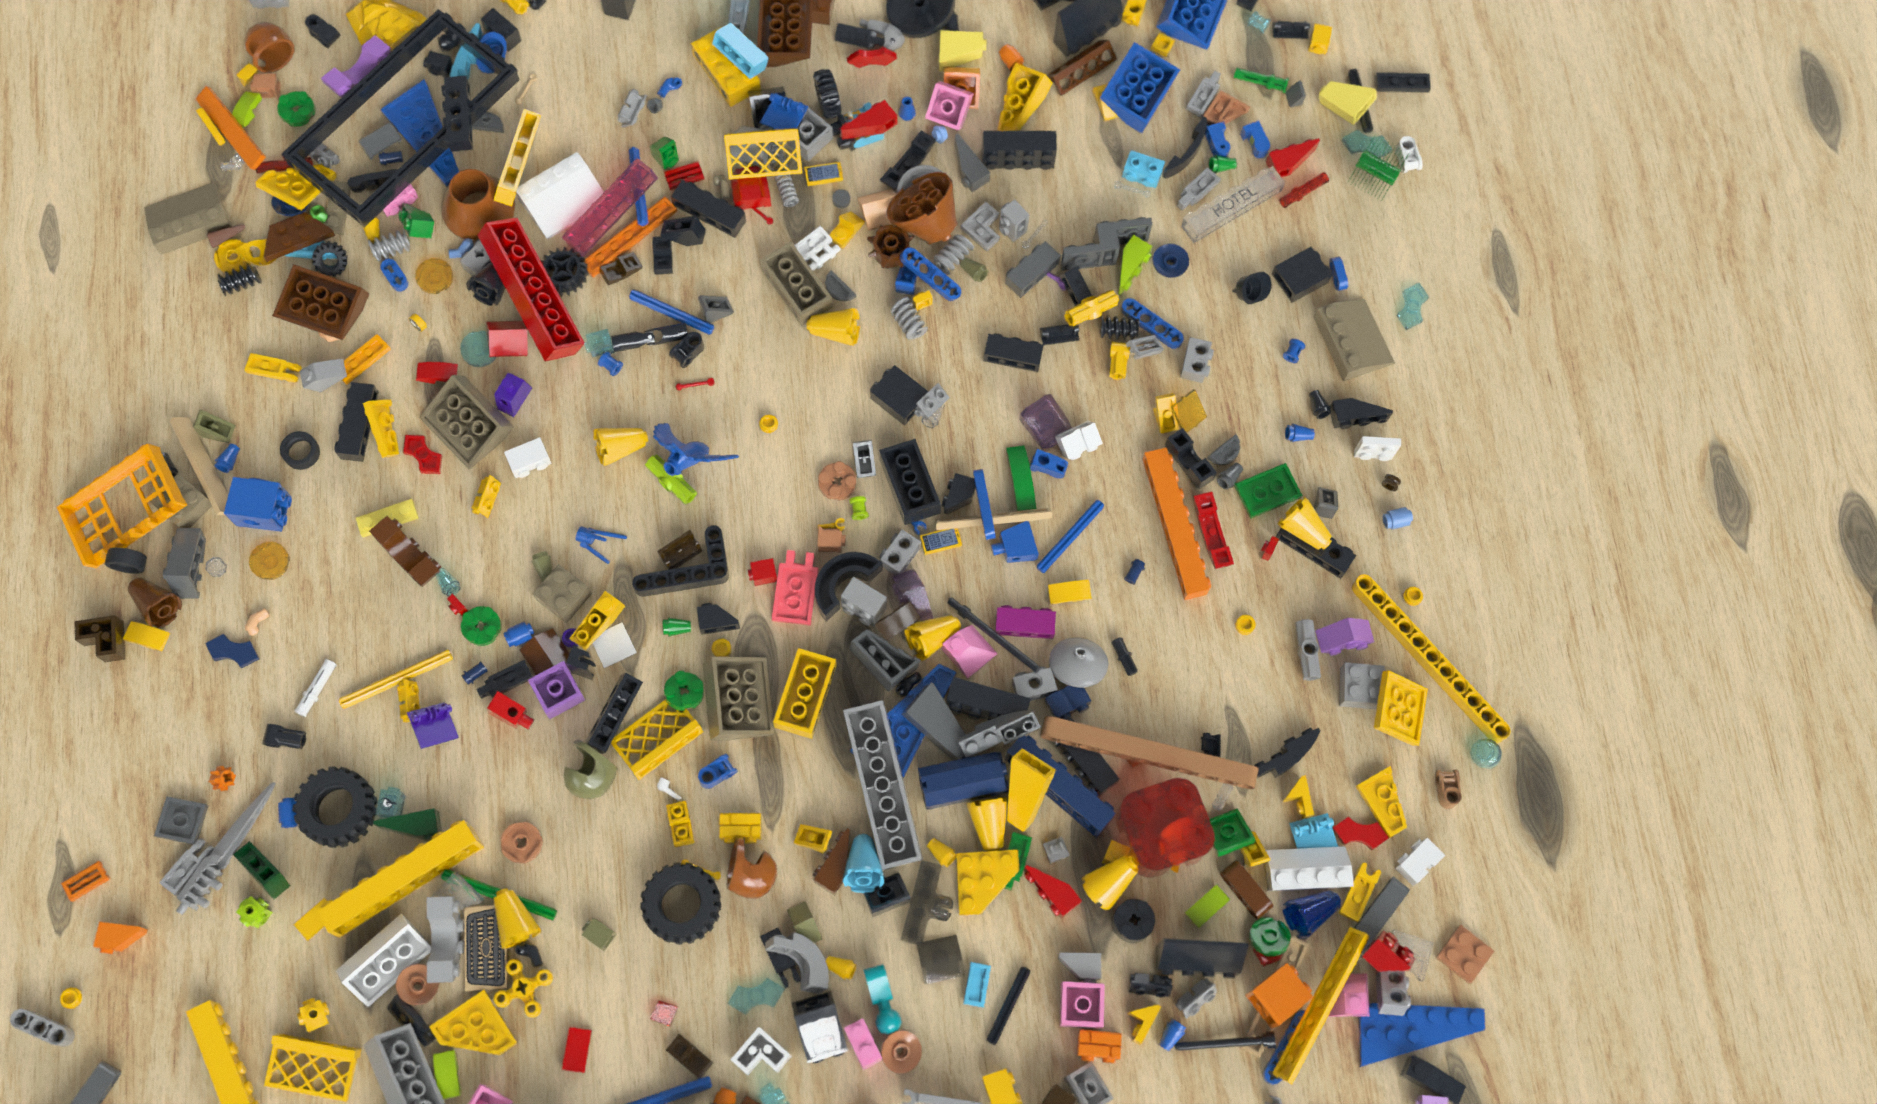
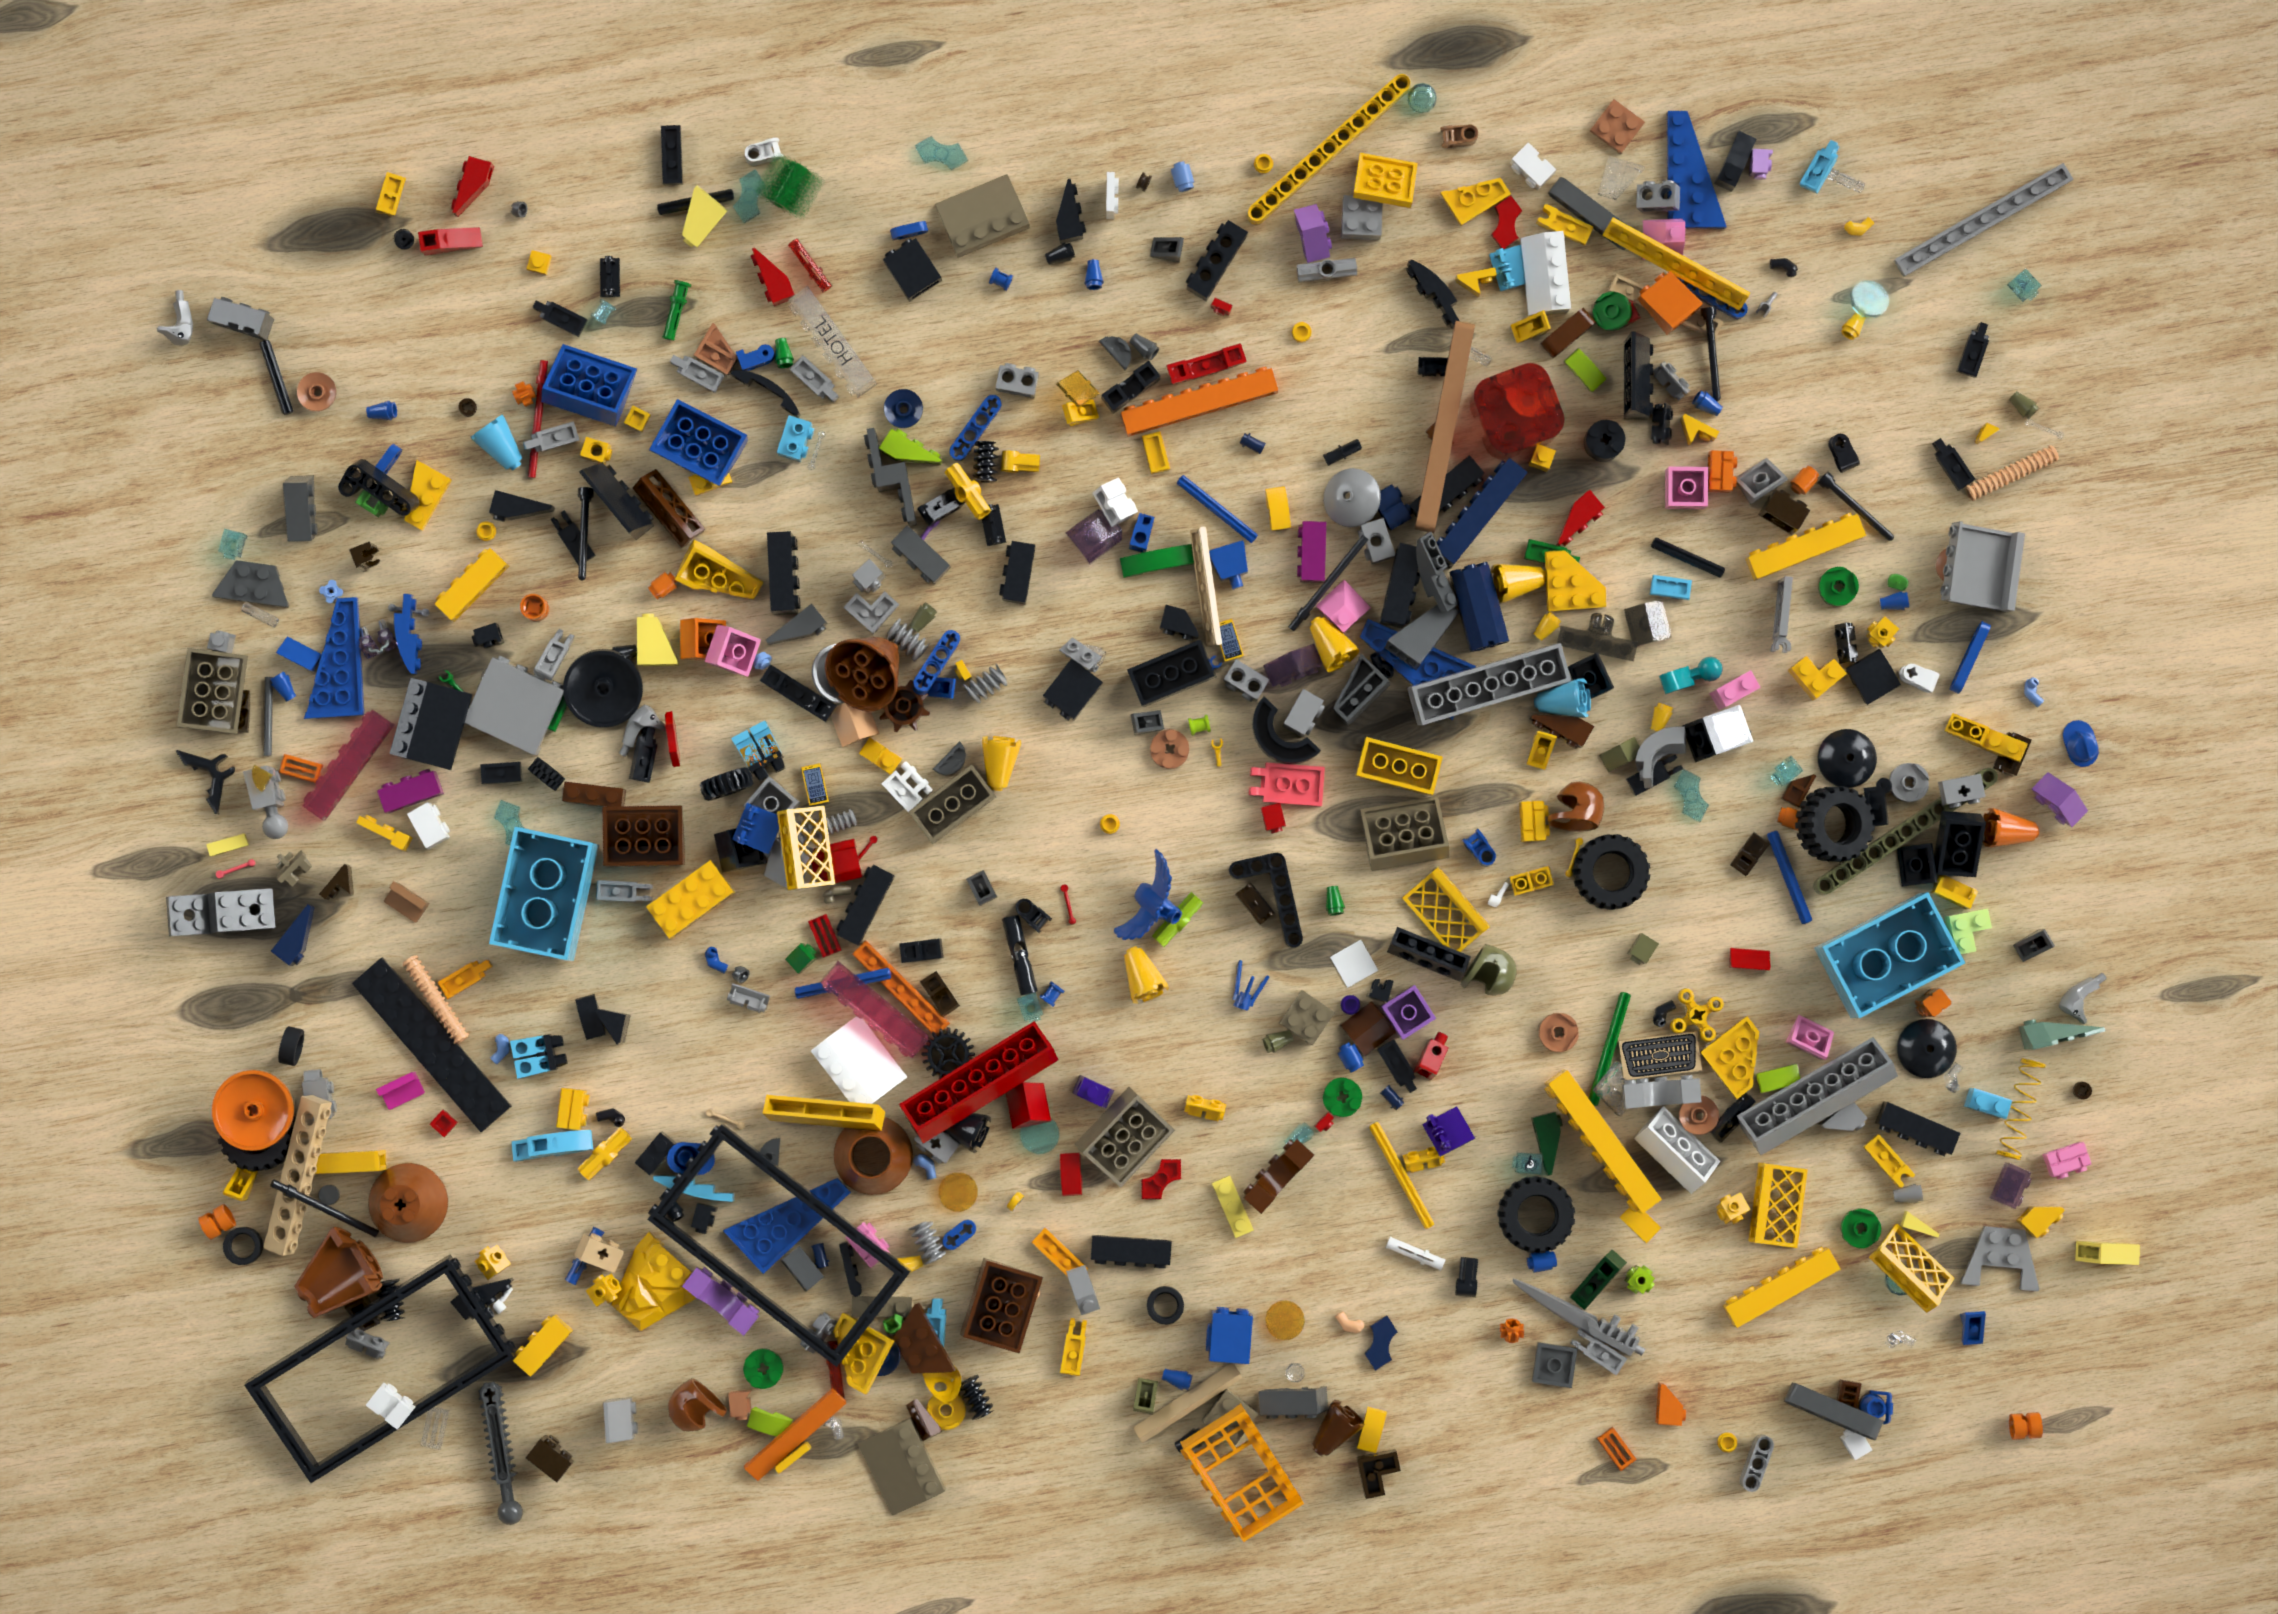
camera: 95 degrees left, 15 degrees up
(125, 560) = (1297, 1461): black tyre -> none
(246, 74) = (728, 1425): yellow slope -> none
(321, 30) = (669, 1350): black piece -> none
(333, 248) = (958, 1300): black tyre -> none
(381, 426) = (1140, 1222): yellow wing -> none
(416, 222) = (899, 1216): green slope -> none
(463, 138) = (753, 1191): black brick -> none
(513, 919) = (1636, 1029): yellow cone -> none
(527, 457) = (1162, 1068): white brick -> none
(597, 620) = (1334, 979): yellow slope -> none
(664, 1013) = (1712, 880): clear red slope -> none
(671, 312) = (987, 935): blue axle -> none
(683, 680) = (1389, 890): green plate -> none
(685, 231) = (896, 929): black slope -> none
(715, 619) = (1325, 862): black slope -> none
(721, 648) = (1353, 854): yellow tile -> none
(740, 50) = (683, 881): medium azure brick -> none
(760, 1047) = (1741, 786): white brick -> none
(830, 540) = (1235, 751): nougat window -> none
(841, 198) = (844, 763): dark grey tile -> none
(872, 122) = (760, 730): red slope -> none
(898, 620) = (1326, 677): dark brown slope -> none
(907, 110) = (739, 698): blue cone -> none
(910, 1054) = (1741, 650): nougat dish -> none
(984, 504) = (1197, 595): blue beam -> none
(1027, 788) = (1488, 543): yellow slope -> none
(1056, 850) = (1538, 516): light grey tile -> none
(1083, 965) = (1648, 486): light grey slope -> none
(1110, 880) = (1572, 463): yellow cone -> none
(1126, 482) = (1155, 452): none -> yellow tile
(1139, 351) = (1013, 445): light grey tile -> none
(1230, 832) = (1514, 348): green plate -> none
(1253, 287) = (932, 321): black piece -> none
(1256, 138) = (757, 312): blue leg -> none
(1268, 490) = (1156, 307): green tile -> none
(1296, 94) = (693, 272): dark grey slope -> none
(1306, 524) = (1202, 271): yellow cone -> none
(1310, 912) = (1587, 271): clear blue cone -> none
(1320, 39) = (623, 244): yellow brick -> none
(1388, 954) = (1627, 199): red slope -> none

